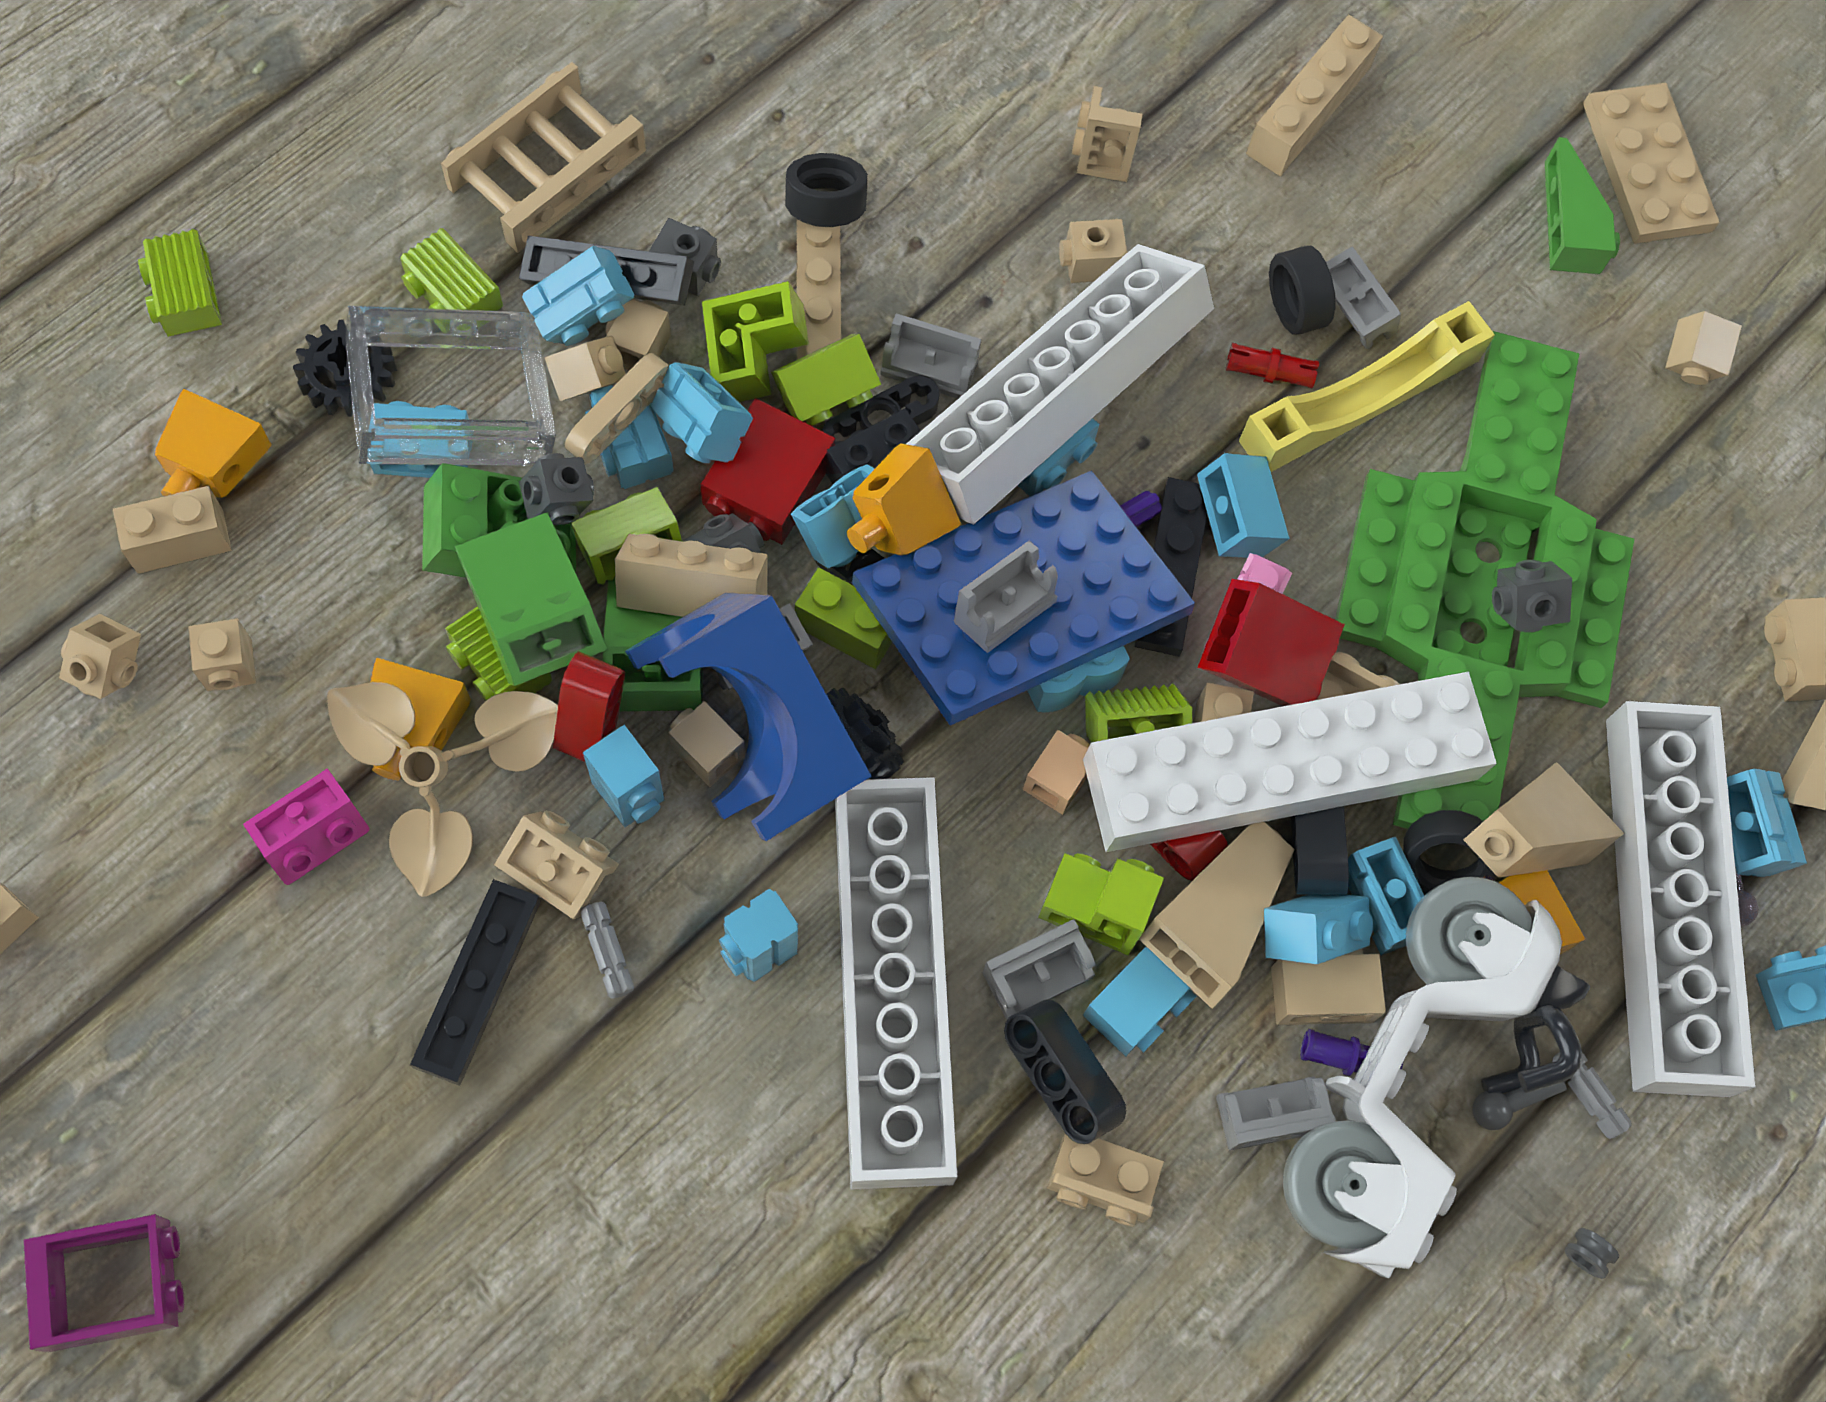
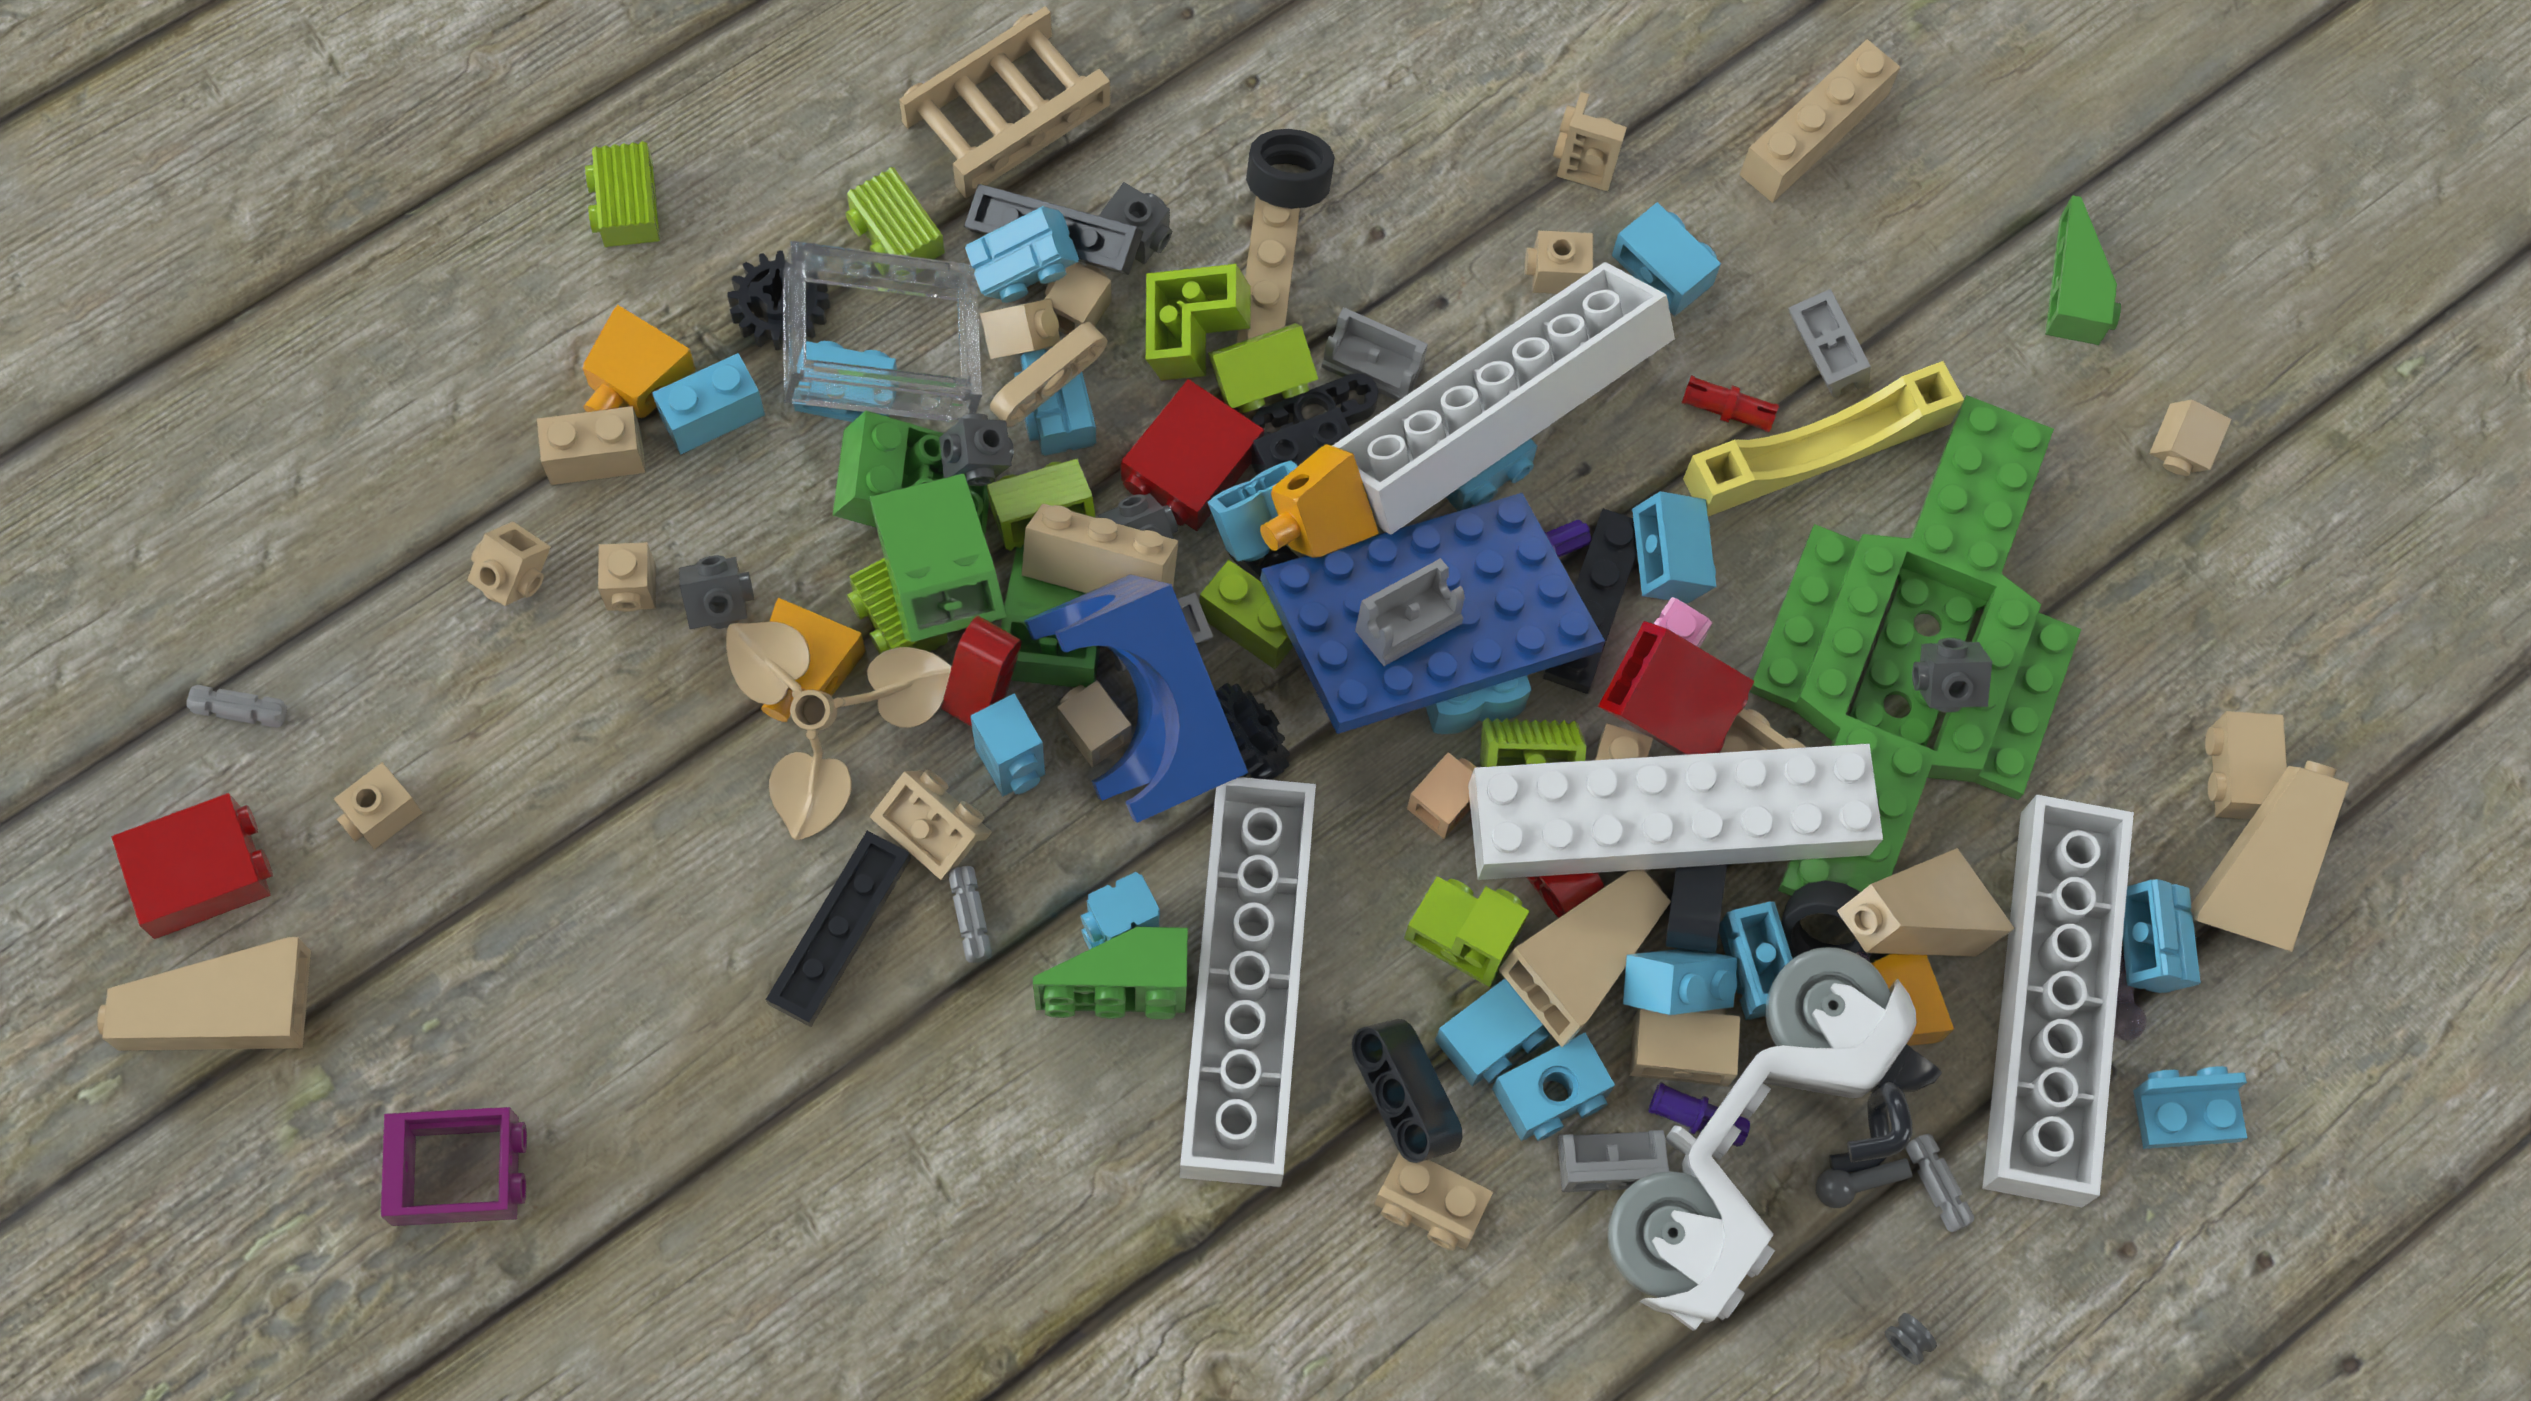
camera: 10 degrees right, 0 degrees up
(286, 475) = (709, 403): none -> medium azure brick
(306, 827) = (691, 756): dark pink bracket -> none
(312, 660) = (715, 592): none -> dark grey brick
(700, 413) = (1130, 389): medium azure brick -> none
(776, 989) = (1125, 974): none -> bright green slope
(1040, 969) = (1397, 987): light grey hinge -> none
(1193, 231) = (1667, 257): none -> medium azure brick
(1226, 1026) = (1575, 1068): none -> medium azure brick
(1302, 290) = (1771, 329): black tyre -> none
(1650, 163) = (2173, 231): tan plate -> none

